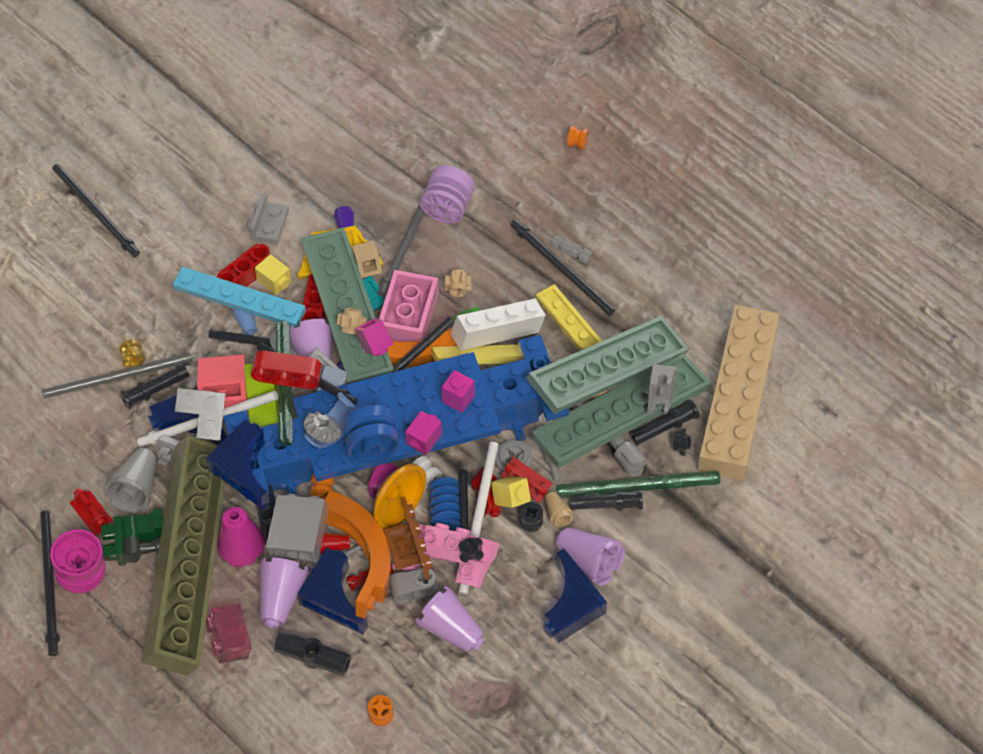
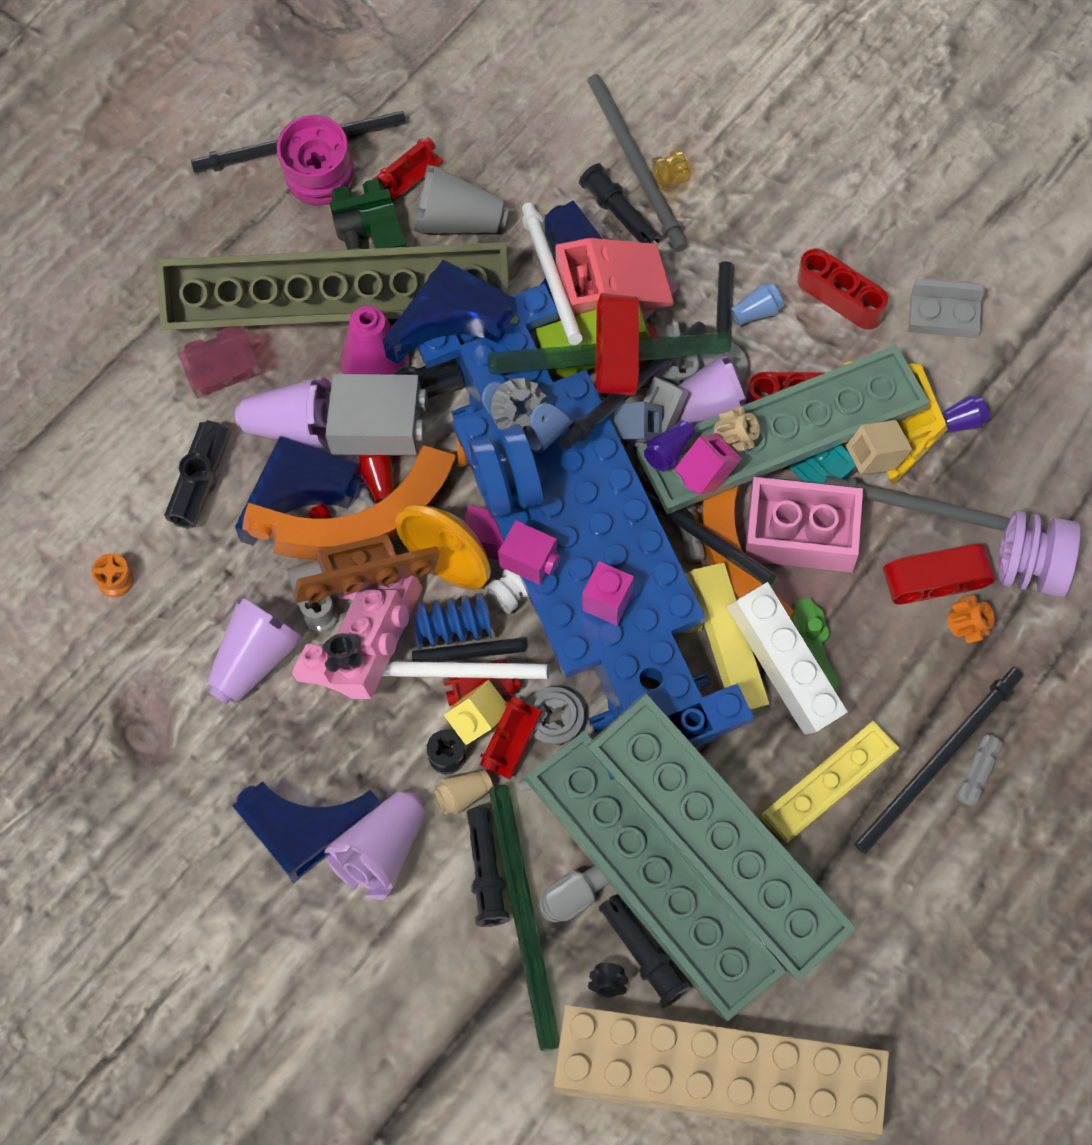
camera: 85 degrees right, 10 degrees up
(127, 244) = (870, 131): black bar -> none
(166, 449) = (514, 237): light grey tile -> none
(208, 406) = (552, 255): plate -> none
(239, 297) = (777, 284): medium azure plate -> none
(273, 274) = (841, 328): light yellow brick -> none
(356, 361) = (667, 447): none -> dark purple cone
(448, 247) = (938, 574): none -> red beam
(457, 283) = (869, 594): tan gear -> none
(480, 236) = (971, 619): none -> orange gear
(661, 387) = (679, 919): light grey hinge -> none

